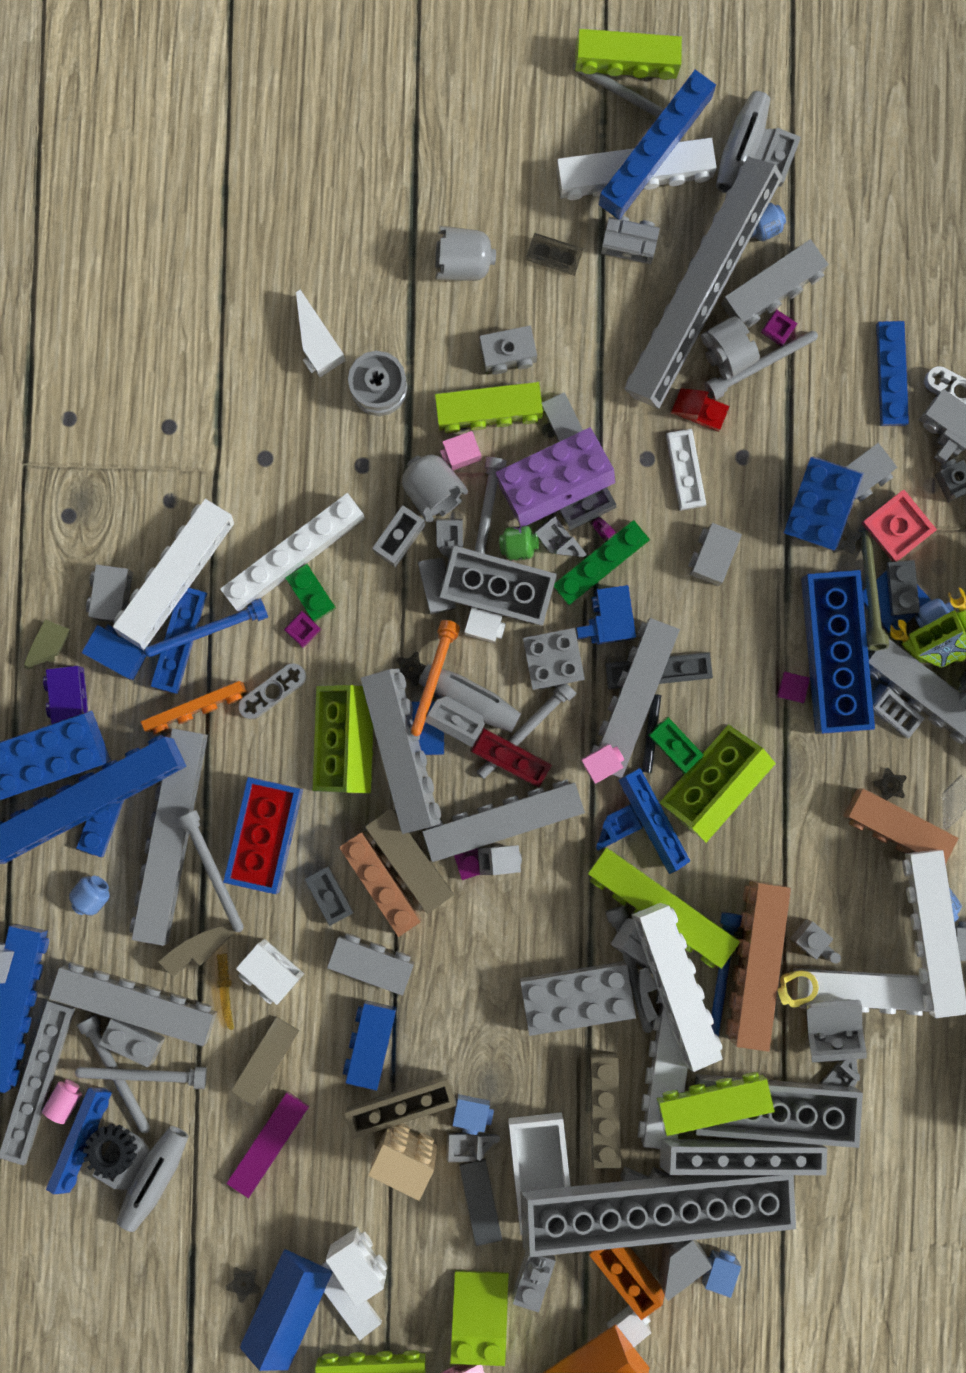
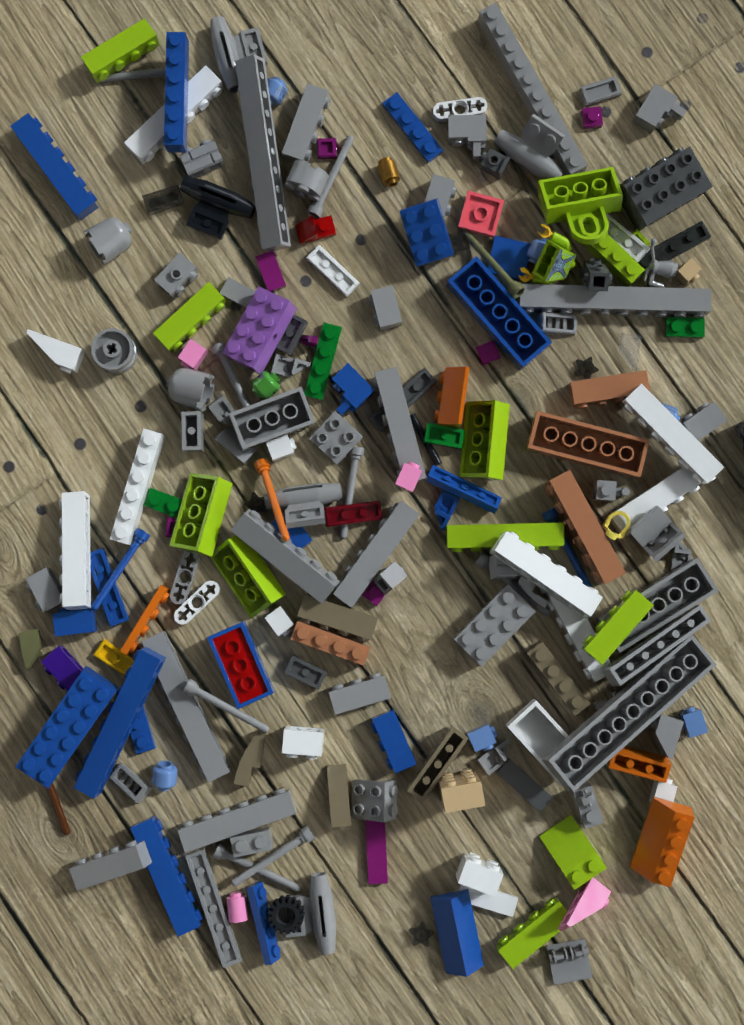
camera: 30 degrees left, 0 degrees up
(58, 882) = (132, 793): none -> light grey slope
(128, 721) = (113, 657): none -> yellow tile
(223, 985) = (281, 768): clear yellow piece -> none
(247, 738) = (204, 589): none -> white beam
(301, 1095) = (374, 800): none -> light grey bracket
(341, 634) = (201, 514): none -> lime slope
(342, 819) = (280, 621): none -> white brick
(460, 130) = (54, 166): none -> blue brick
(605, 302) = (214, 206): none -> black plate
(616, 420) = (270, 271): none -> magenta tile
(717, 708) = (452, 396): none -> orange slope
(829, 404) = (388, 172): none -> pearl gold brick
(830, 873) = (587, 445): none -> nougat brick
(902, 587) = (509, 248): dark grey plate -> none

